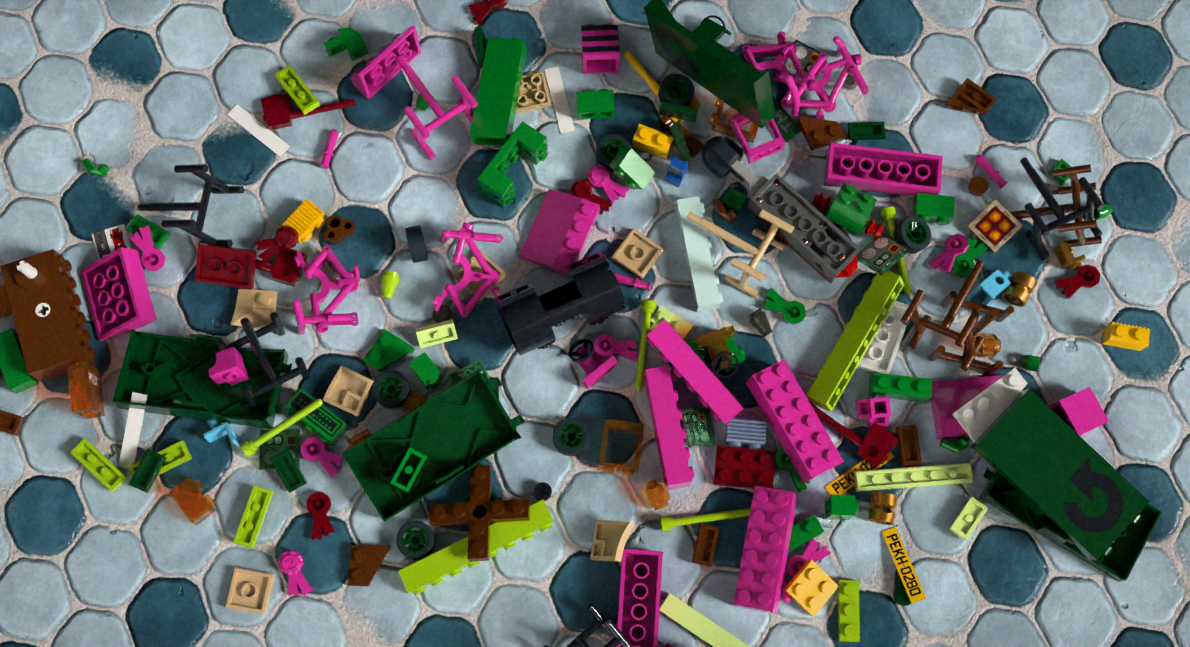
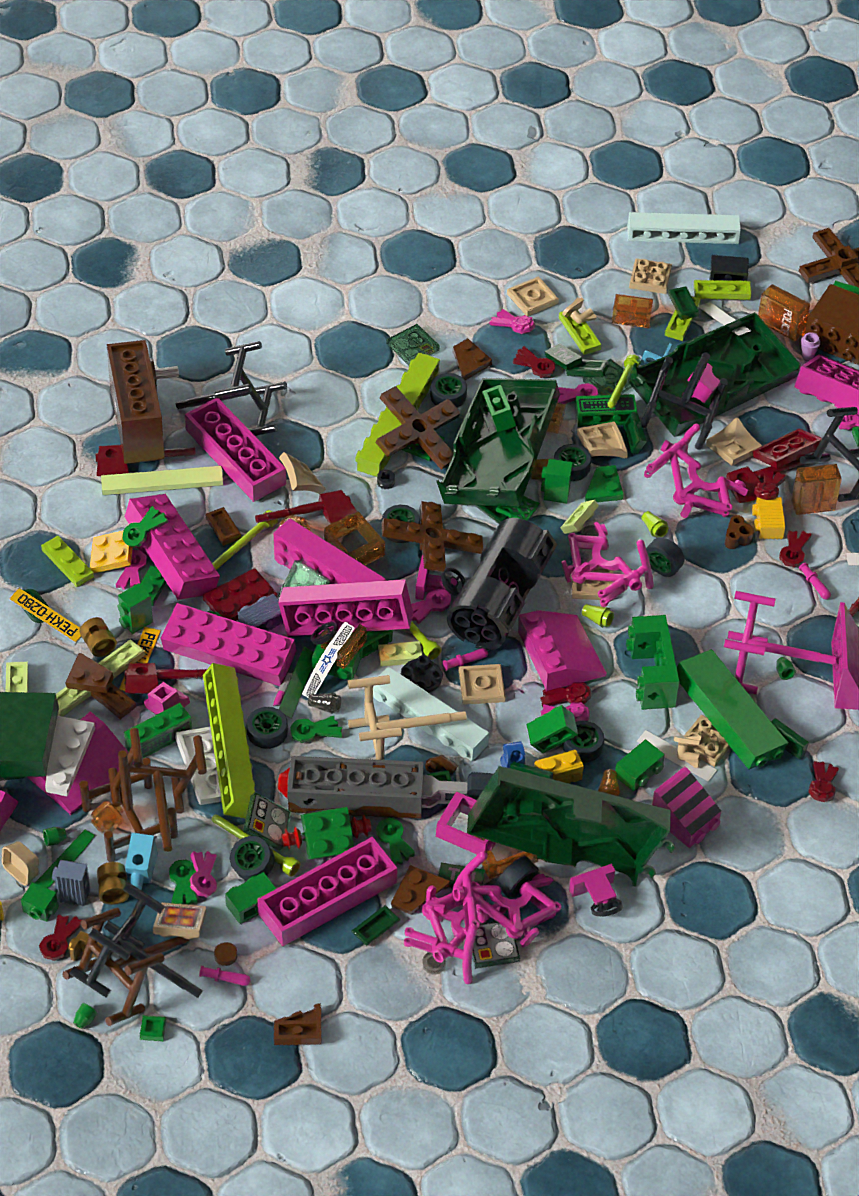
camera: 140 degrees right, 25 degrees down
(55, 558) = (683, 228): none -> light aqua brick
(71, 479) = (729, 268): none -> black brick
(101, 344) = (810, 344): none -> lavender cone
(135, 532) = (650, 276): none -> tan tile
(245, 524) = (587, 315): none -> tan piece
(252, 206) = (816, 489): none -> clear orange brick
(295, 498) = (563, 357): none -> tile
(319, 376) = (634, 433): none -> dark green tile
(320, 181) = (792, 554): none -> dark red piece
(394, 619) = (410, 342): none -> clear green tile
(507, 243) = (600, 615): none -> lime cone
(551, 90) = (690, 757): none -> tan piece
(553, 390) = (432, 536): none -> reddish brown piece
(605, 494) = (333, 504): none -> dark red piece
(628, 107) = (609, 783): none -> clear orange cone
(674, 291) = (423, 673): none -> black dish
(737, 345) = (327, 660): none -> white sticker
(764, 357) = (297, 682): none -> green sticker
(784, 356) = (282, 689): none -> piece
(792, 572) = (136, 532): none -> green piece
(802, 184) = (391, 832): none -> green piece
(826, 329) = (275, 724): none -> black wheel
(915, 476) = (89, 675): none -> reddish brown wing
(1035, 340) = (69, 854): none -> green sticker
(1051, 305) = (71, 882): none -> sand blue brick
(1071, 353) = (20, 862): none -> tan piece
(1077, 313) = (39, 902): none -> green brick

